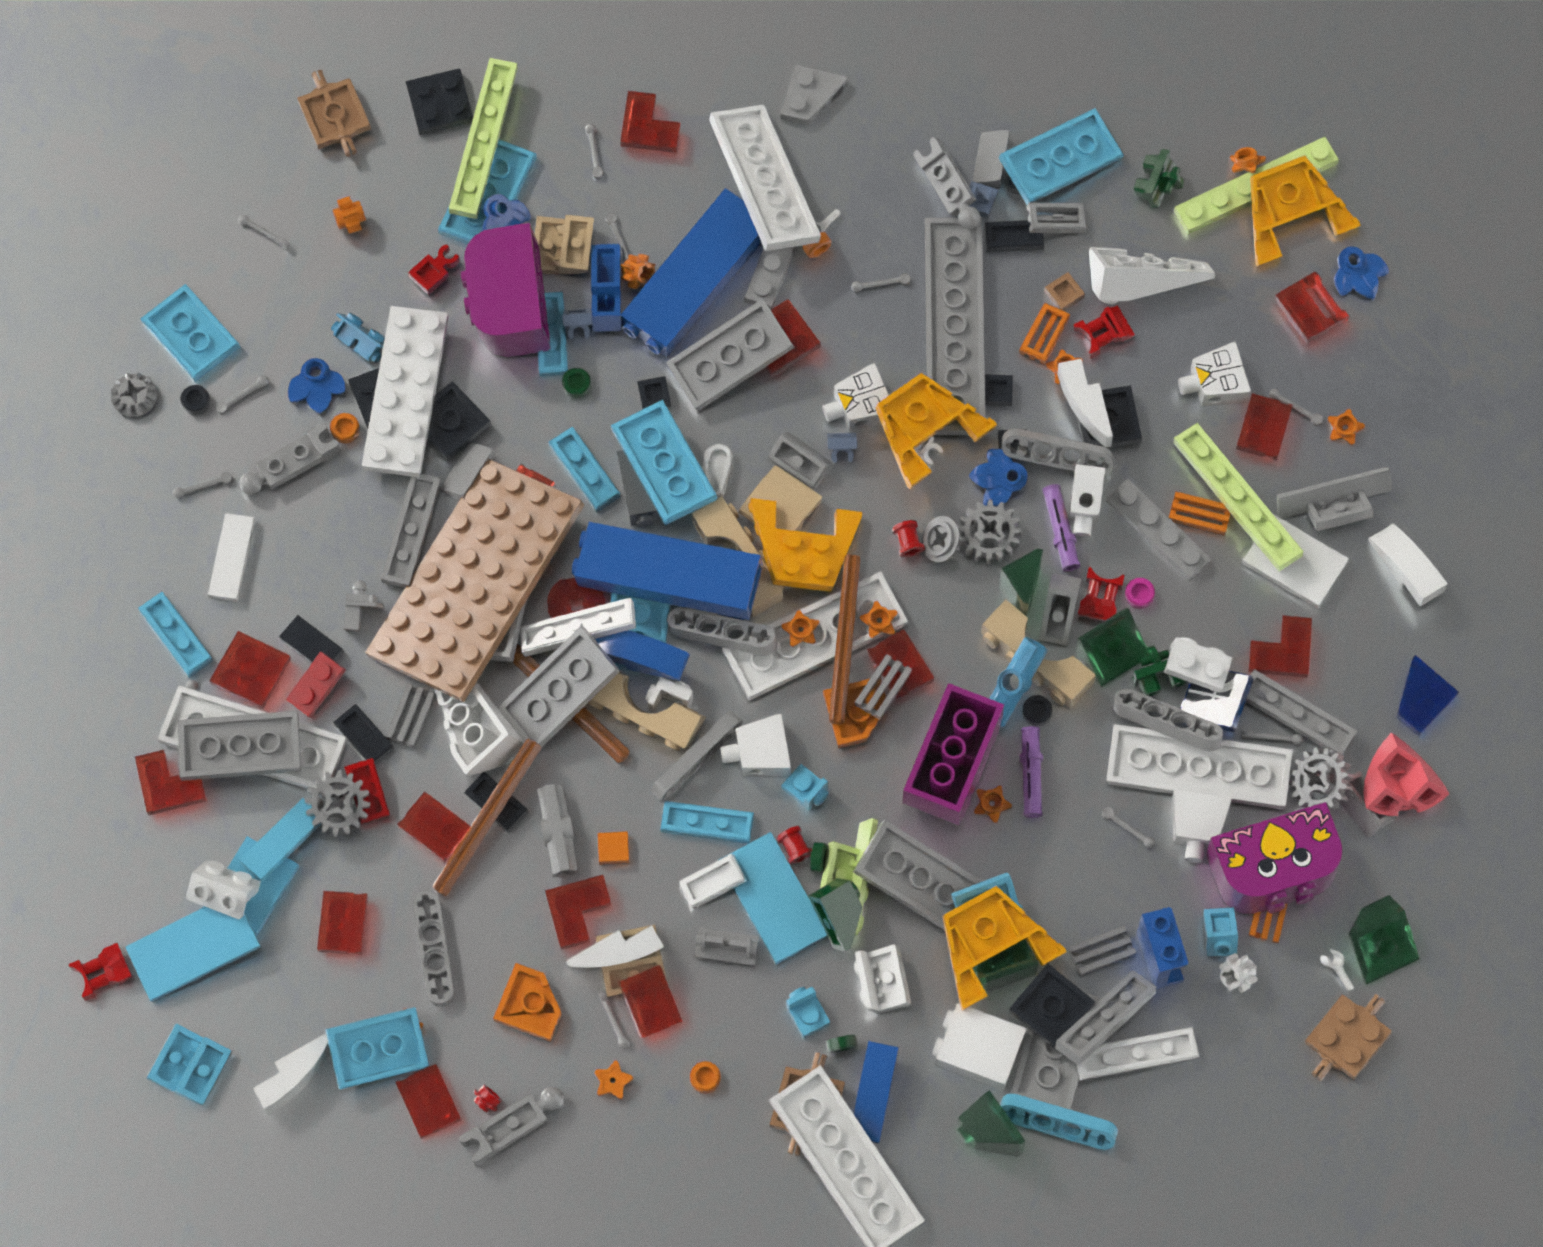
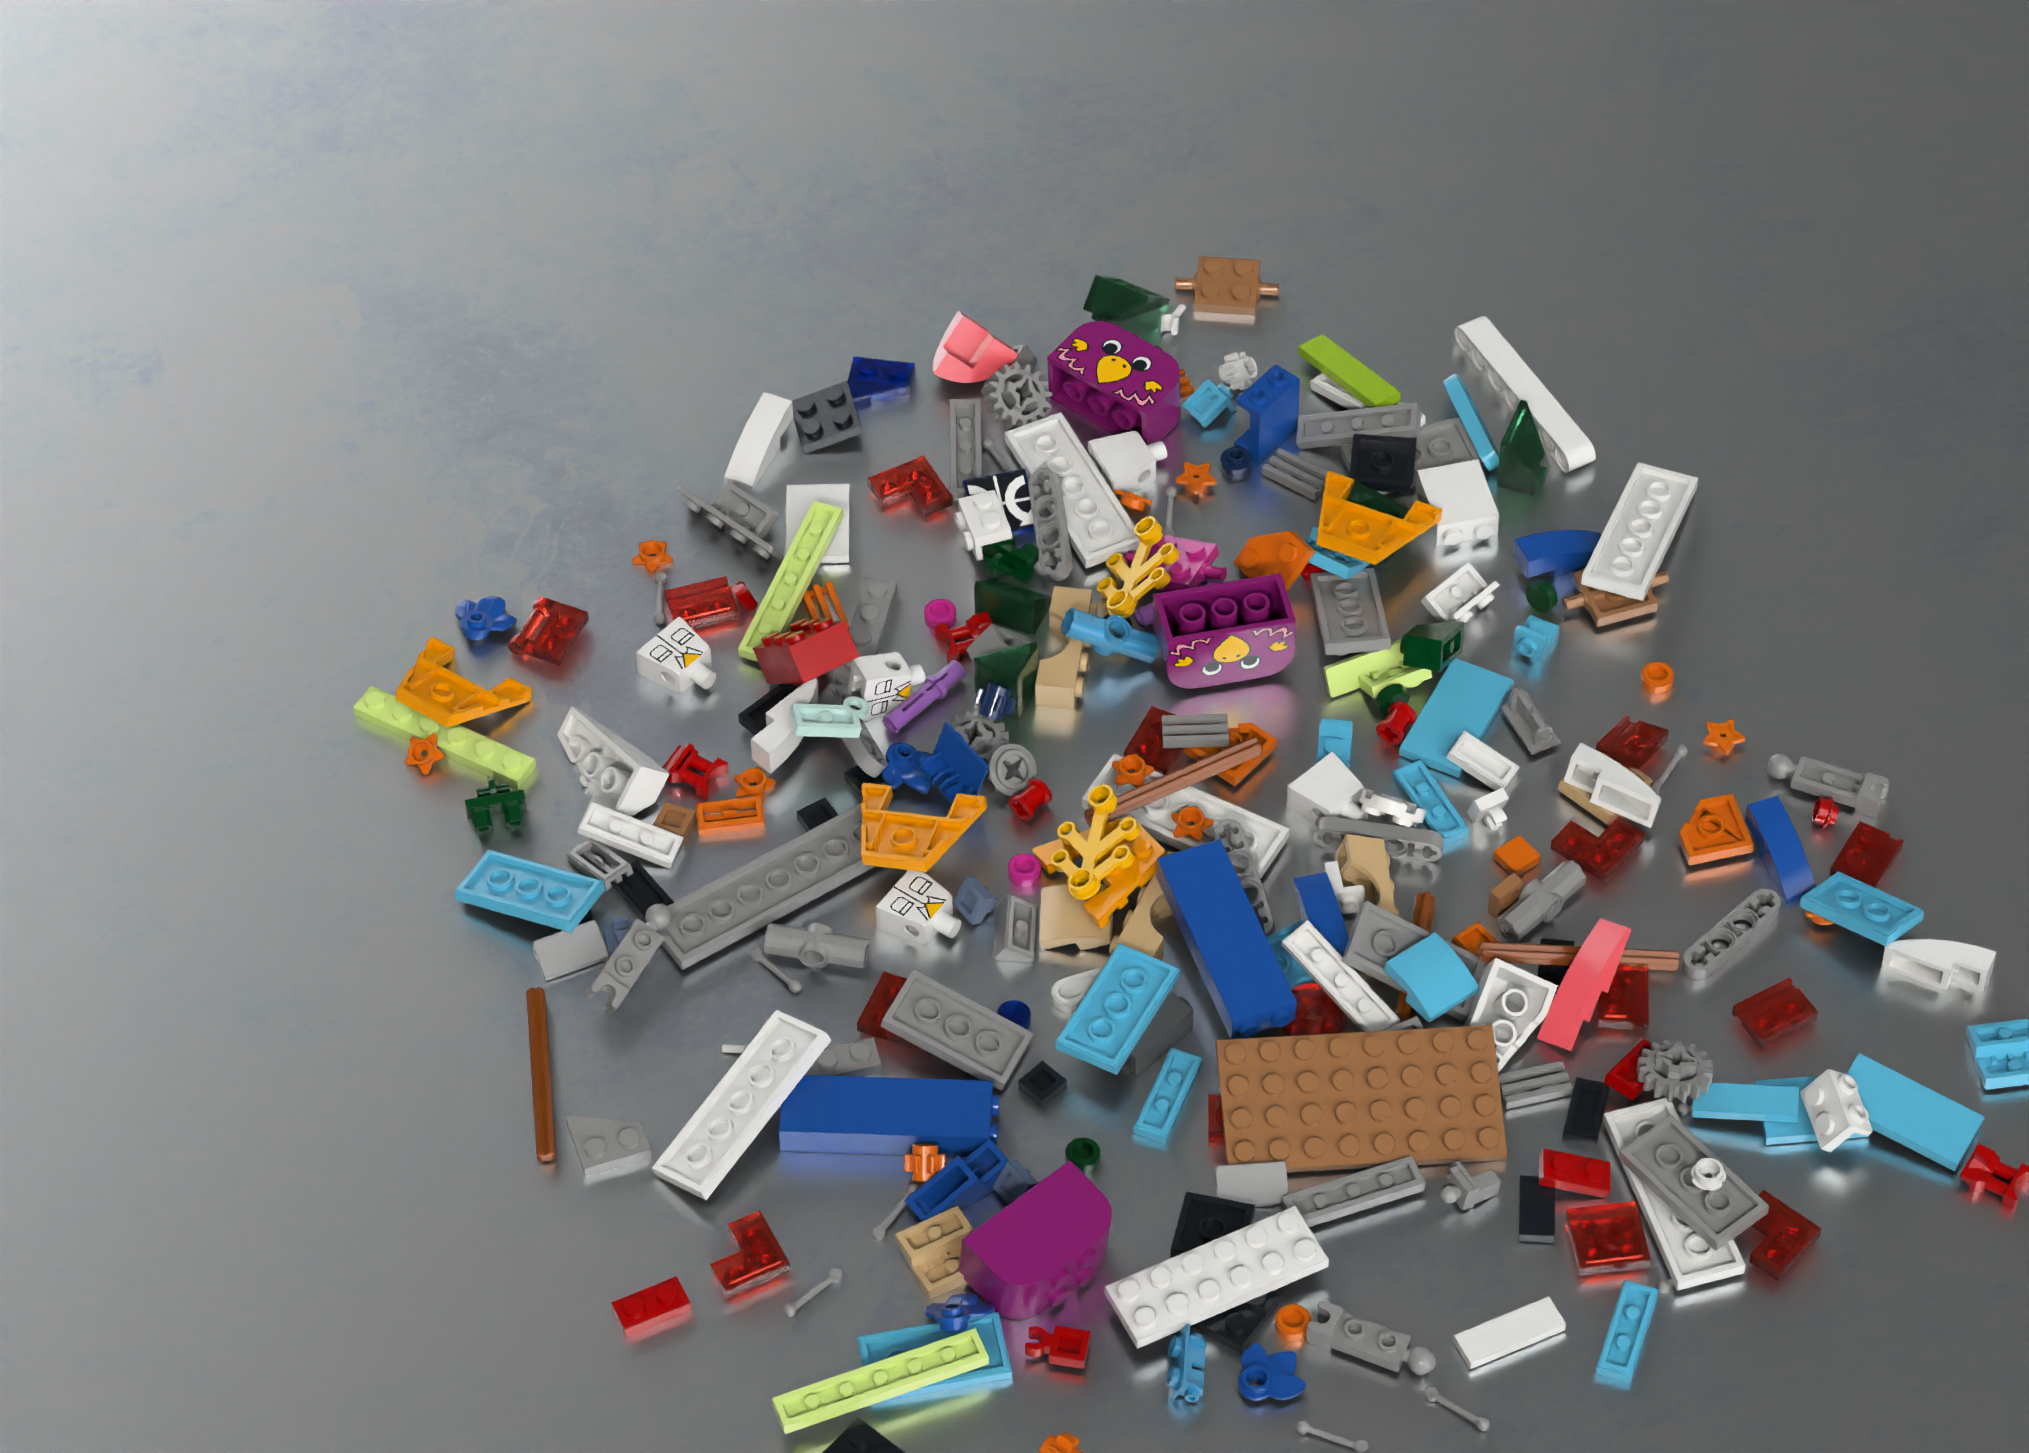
camera: 125 degrees left, 20 degrees down
(224, 741) = (1708, 1167): none -> white plate
(454, 794) = (1583, 982): none -> coral slope
(475, 1036) = (1780, 848): none -> blue slope
(530, 685) = (1432, 977): none -> medium azure slope
(559, 763) = (1471, 937): none -> orange tile
(579, 807) = (1504, 895): none -> medium nougat tile
(656, 48) = (651, 1306): none -> red plate
(666, 854) = (1490, 809): none -> white tile
(700, 766) = (1403, 811): none -> white plate
(725, 411) = (1016, 1012): none -> clear blue tile
(791, 511) = (1086, 881): none -> yellow plant
(851, 498) = (1024, 870): none -> dark pink tile
(878, 315) = (816, 945): none -> light grey piece
(898, 83) = (540, 1074): none -> dark orange axle
(949, 497) = (954, 765): none -> blue hinge
(1002, 552) = (995, 701): none -> dark blue gear
(1011, 858) = (1275, 554): none -> orange plate
(1047, 719) = (1124, 600): none -> yellow plant
(1060, 419) = (829, 720): none -> light aqua hinge
(1061, 785) = (1191, 566): none -> dark pink plate
(1062, 1187) = (1516, 382): none -> white beam
(1067, 250) = (630, 835): none -> white tile
(1141, 446) = (805, 651): none -> red brick
(1142, 903) = (1236, 461): none -> dark blue plate
(1146, 877) = (1193, 484): none -> orange plate
(1150, 798) = (1132, 500): none -> orange plate
(1173, 1054) = (1348, 372): none -> lime tile
(1254, 460) = (744, 596): none -> red tile
(1403, 630) = (826, 417): none -> black plate

